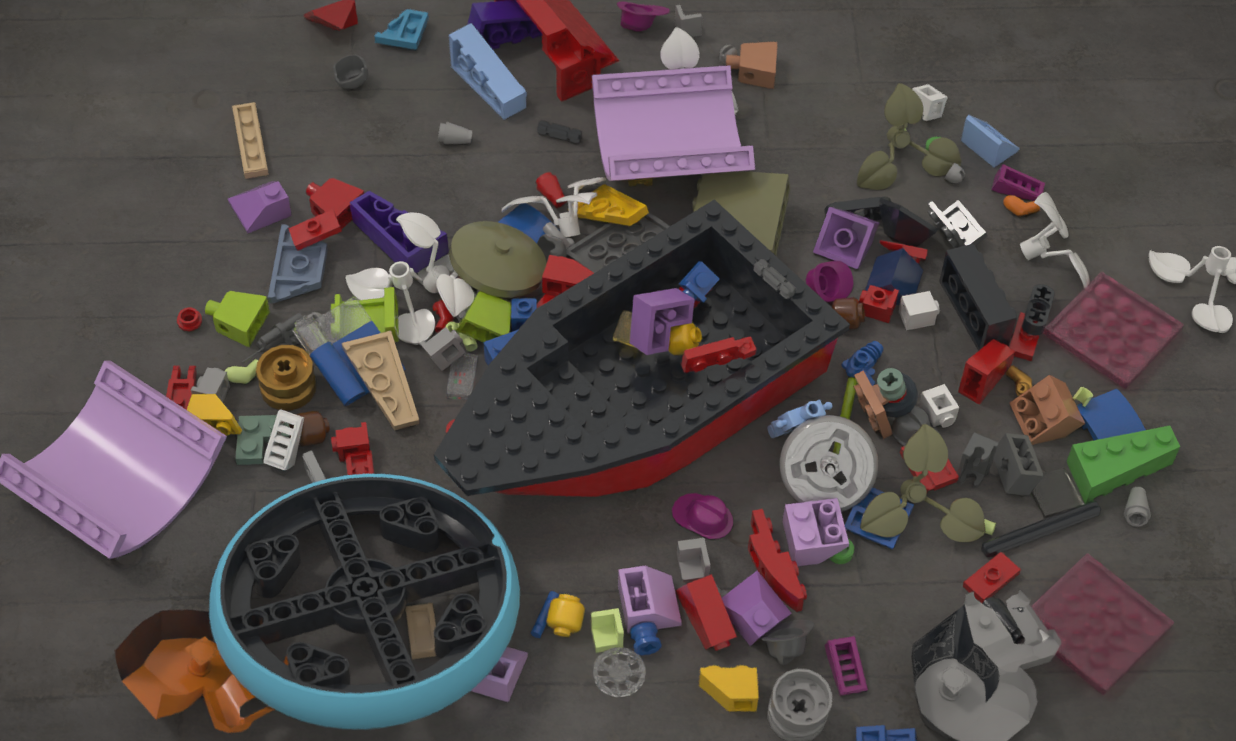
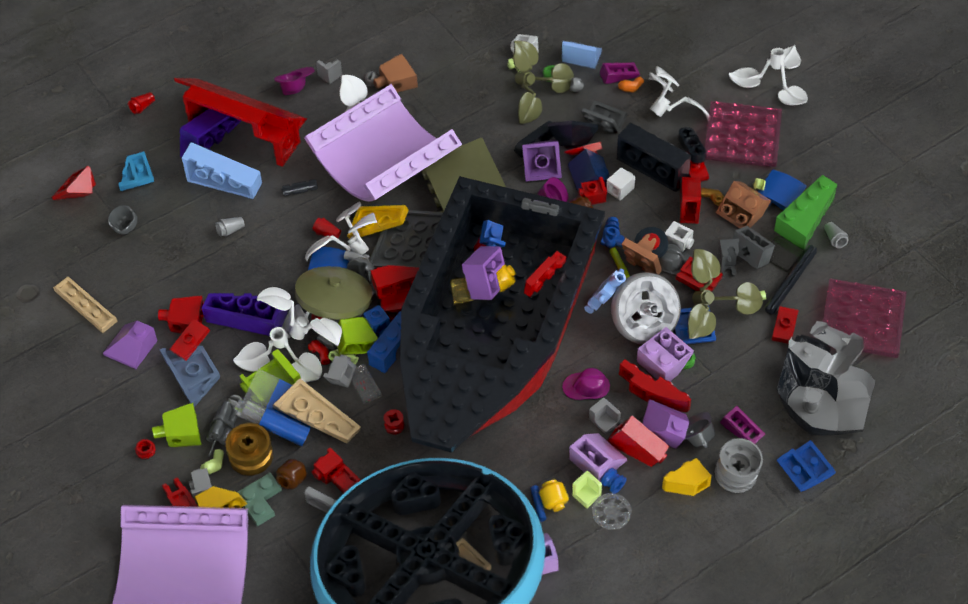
camera: 30 degrees left, 0 degrees up
(279, 456) = (285, 506): white slope -> none
(897, 387) = (650, 241): sand green wheel -> none

